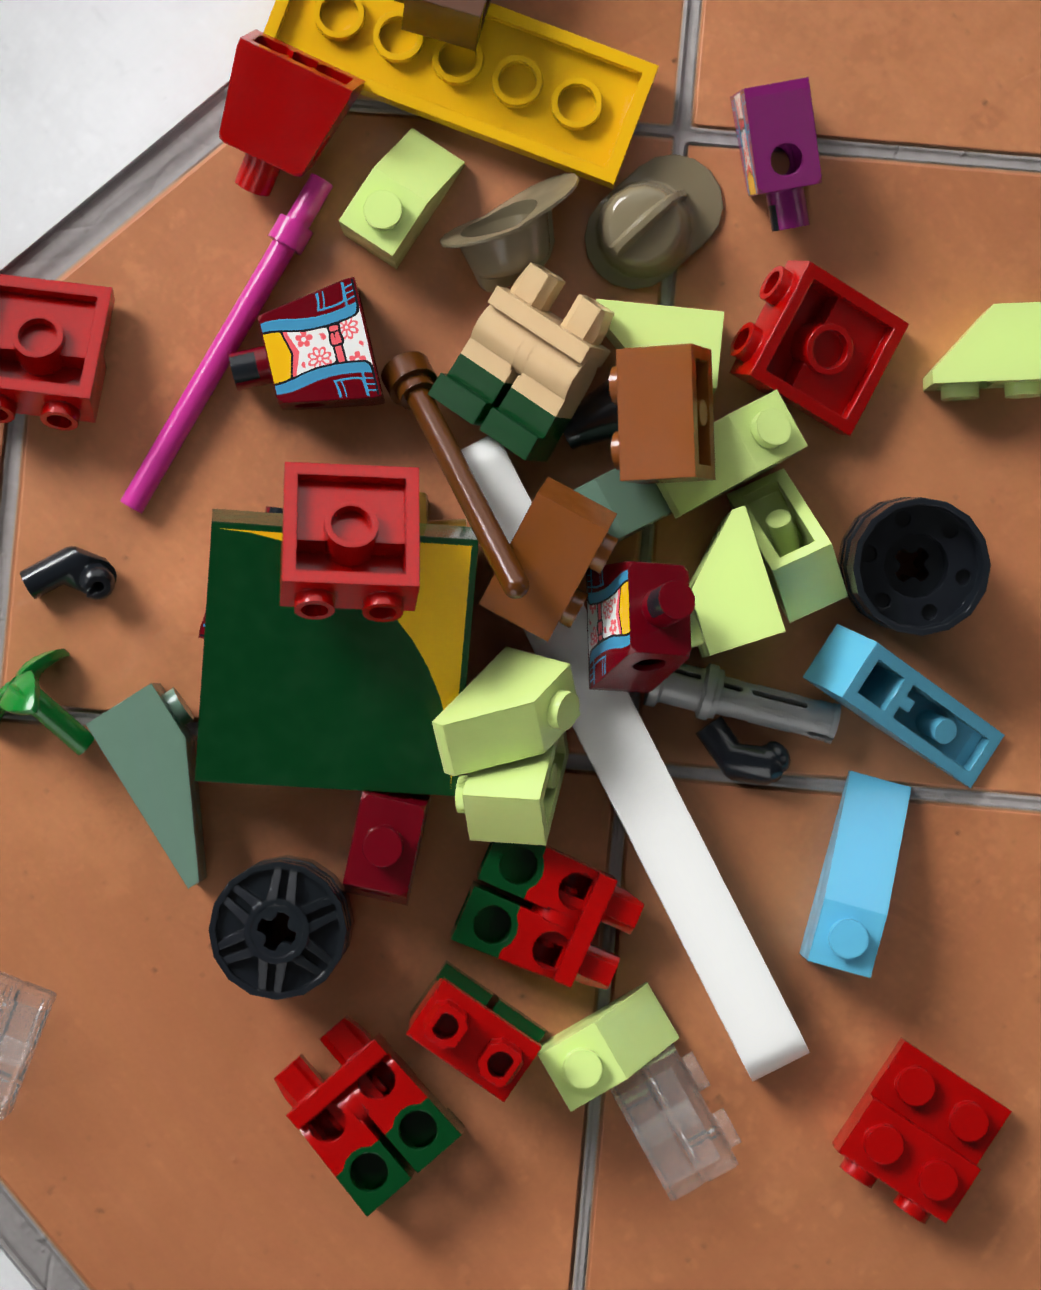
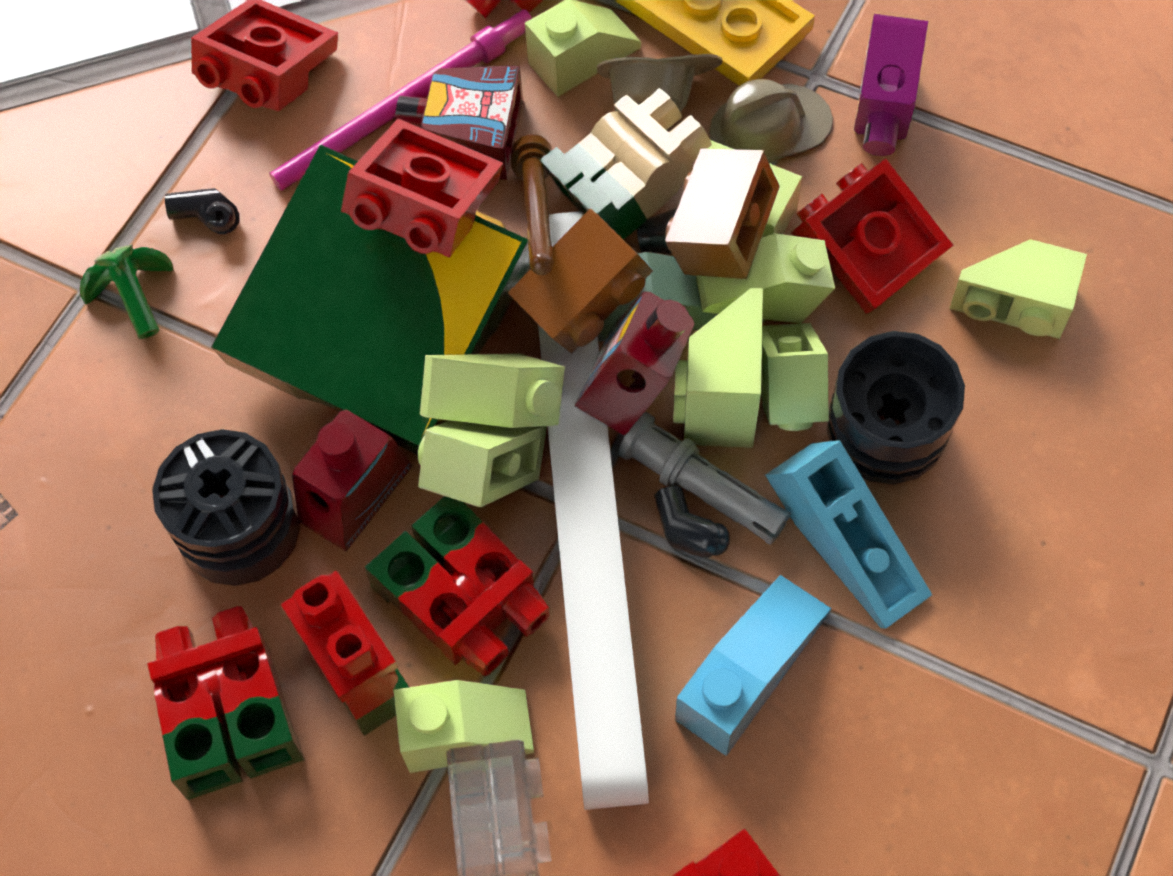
camera: 20 degrees right, 25 degrees down
(157, 763) = (189, 369): sand green slope -> none

